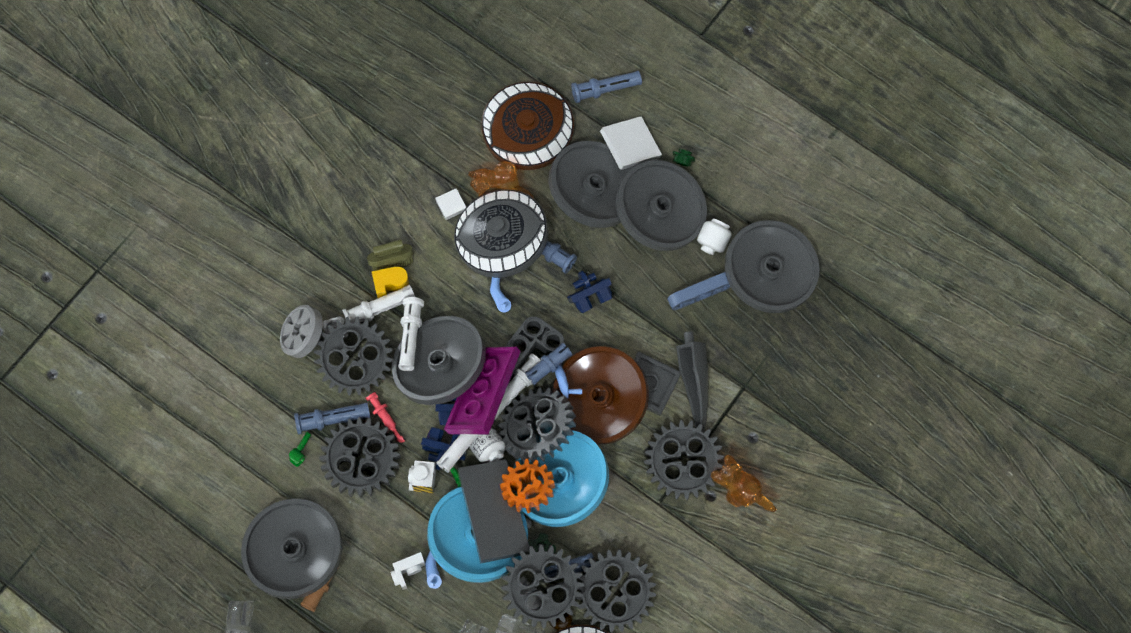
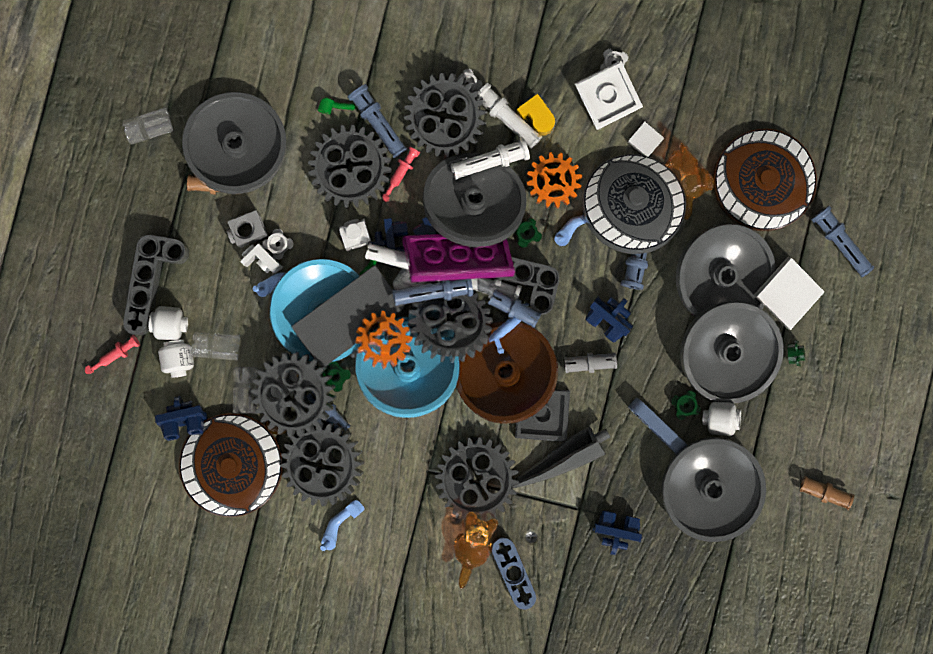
camera: 70 degrees right, 15 degrees up
(301, 331) = (447, 53): light grey wheel -> none
(371, 560) = (258, 229): none -> light grey brick
(373, 196) = (610, 56): none -> white plate
(390, 255) = (565, 104): olive piece -> none
(399, 217) = (608, 95): none -> white tile
(401, 543) = (270, 244): none -> white plate
(443, 295) = (544, 174): none -> orange gear
(491, 327) = (533, 235): none -> dark green plate
(507, 414) = (445, 288): none -> sand blue pin
(621, 324) = (590, 362): none -> light grey pin
(687, 615) = (330, 536): none -> light blue piece
(695, 257) = (689, 398): none -> dark green plate
(780, 350) = (606, 526): none -> dark blue hips
(797, 469) = (503, 569): none -> sand blue beam
(810, 181) = (826, 492): none -> medium nougat pin

